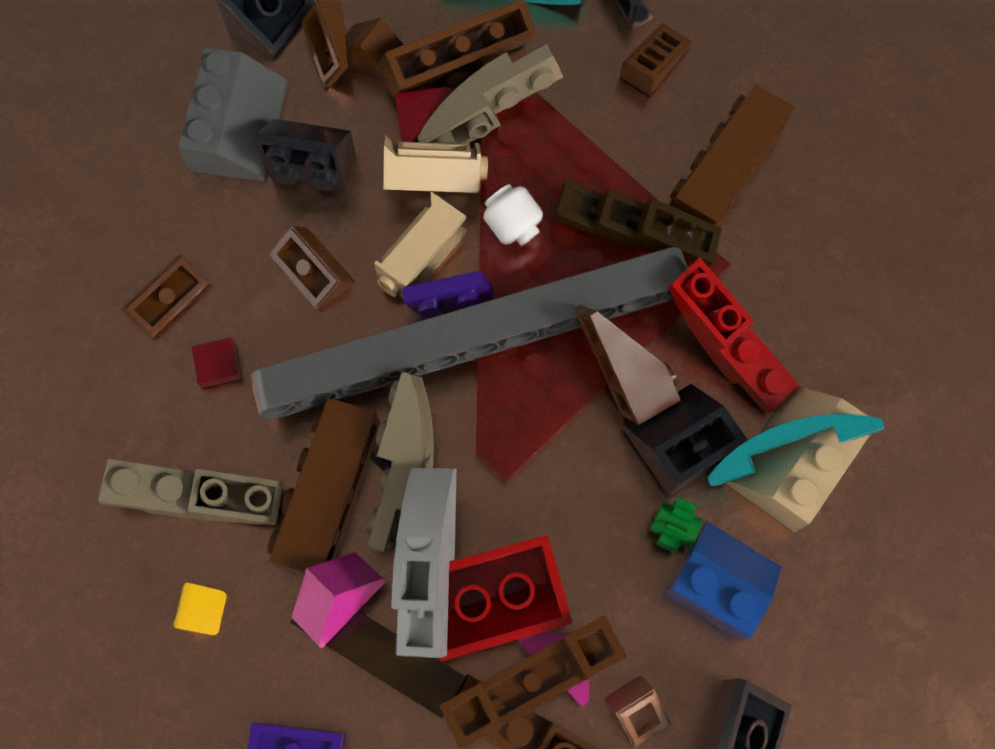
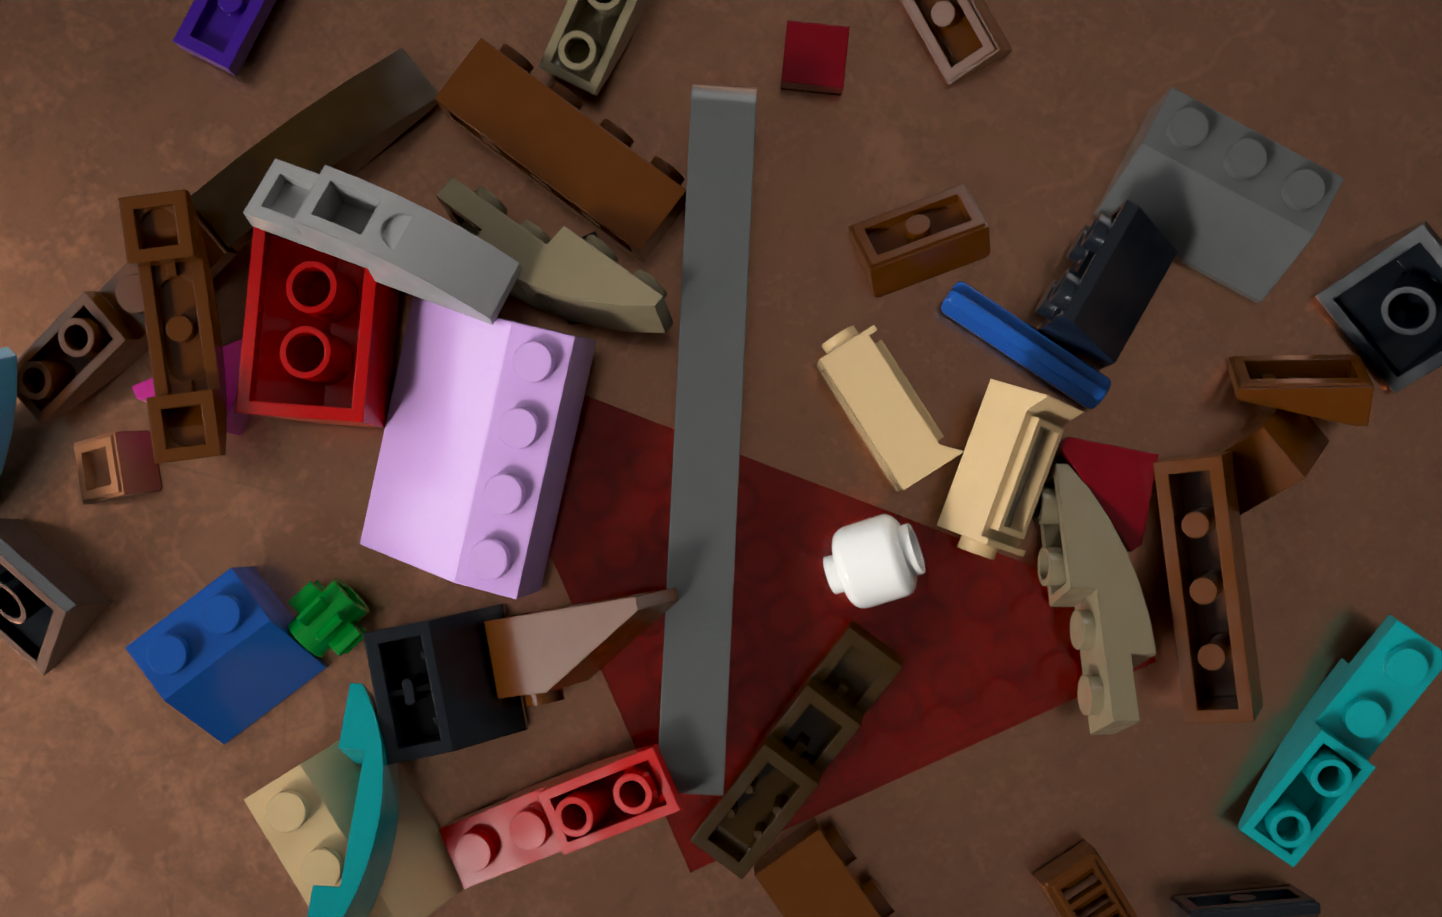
camera: 110 degrees right, 15 degrees up
(333, 595) = (404, 114): dark pink slope -> none
(354, 189) = (1025, 345): none -> blue axle
(459, 291) = (779, 445): dark purple plate -> none
(536, 470) = (477, 448): none -> lavender slope

